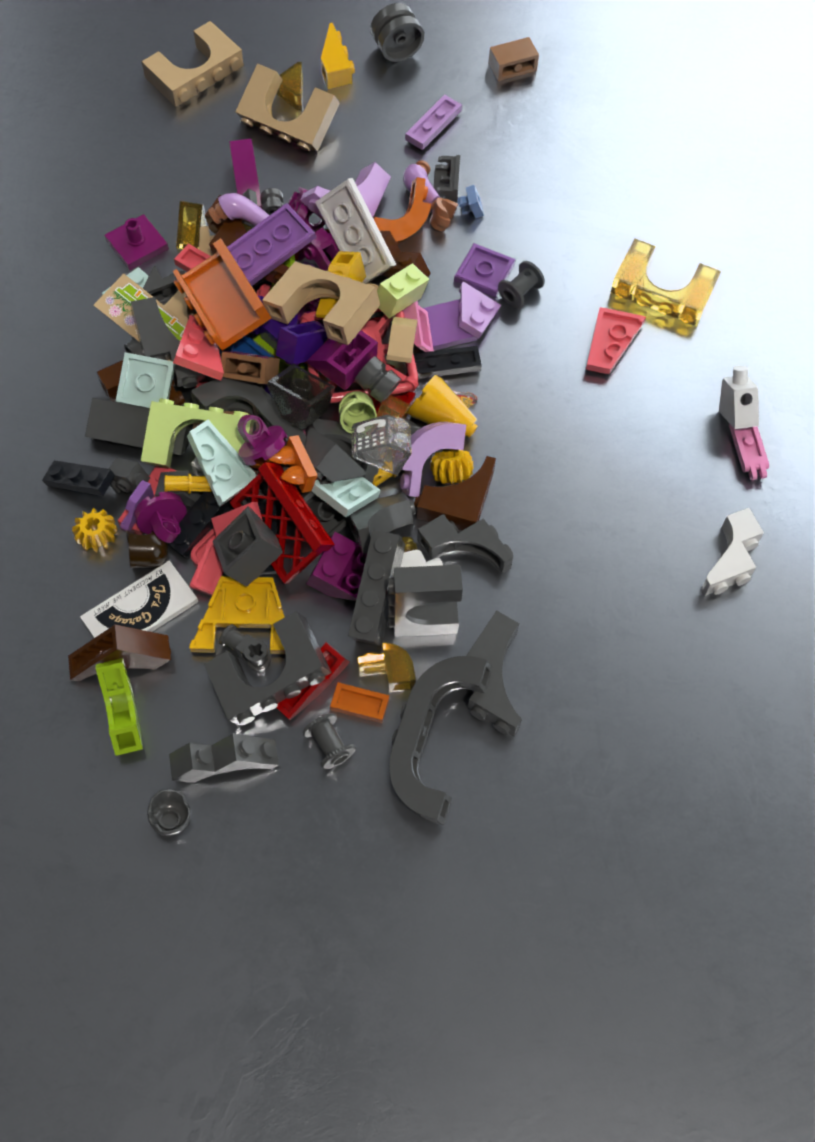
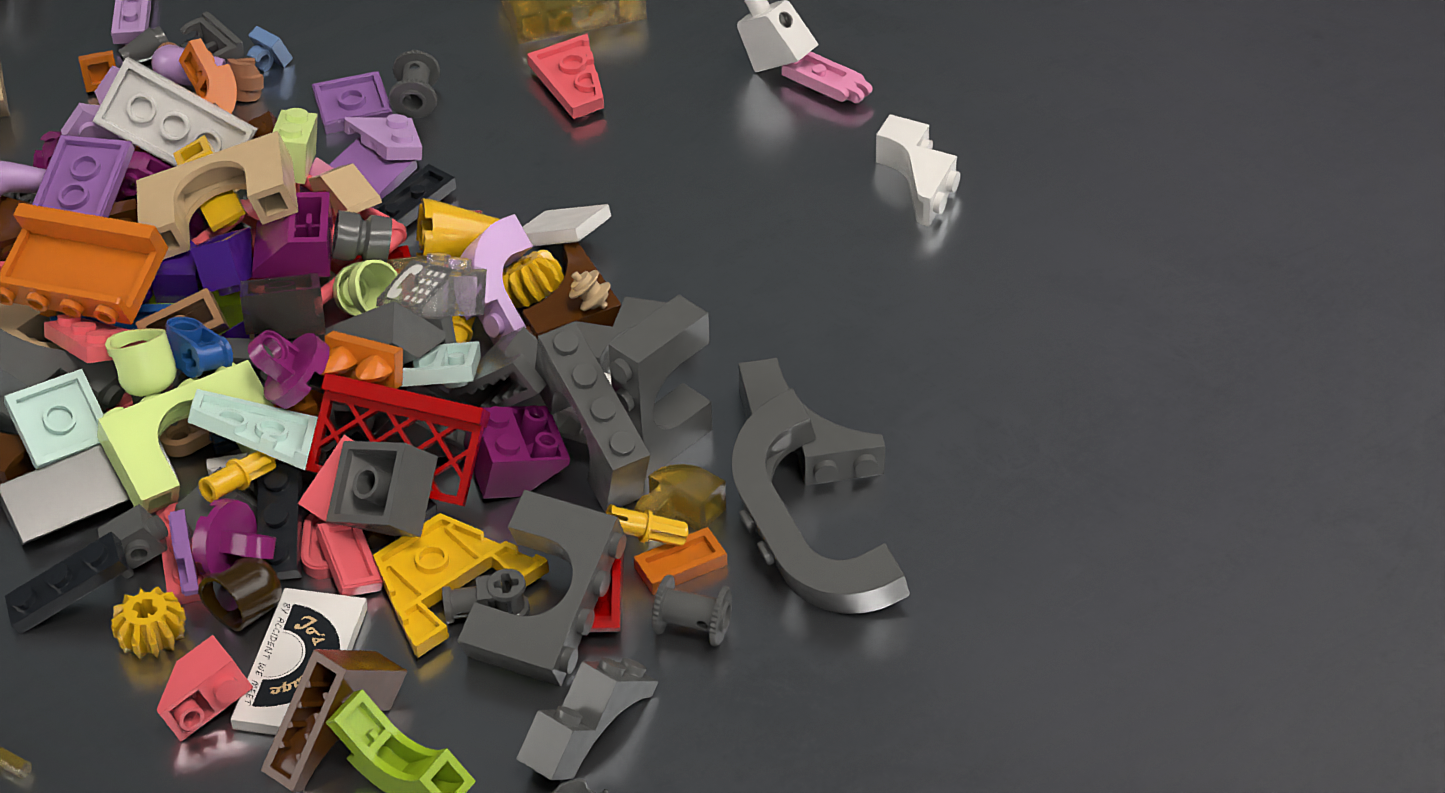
camera: 40 degrees left, 20 degrees down
(81, 588) = (201, 688): none -> coral slope
(197, 390) = (145, 366): none -> yellowish green helmet
(233, 389) = (197, 347): none -> blue piece
(351, 674) = (649, 526): none -> yellow axle
(378, 153) = (95, 67): none -> orange tile
(414, 154) = (143, 45): none -> dark grey cone
(461, 502) = (589, 290): none -> tan wheel
(500, 443) = (565, 224): none -> white tile

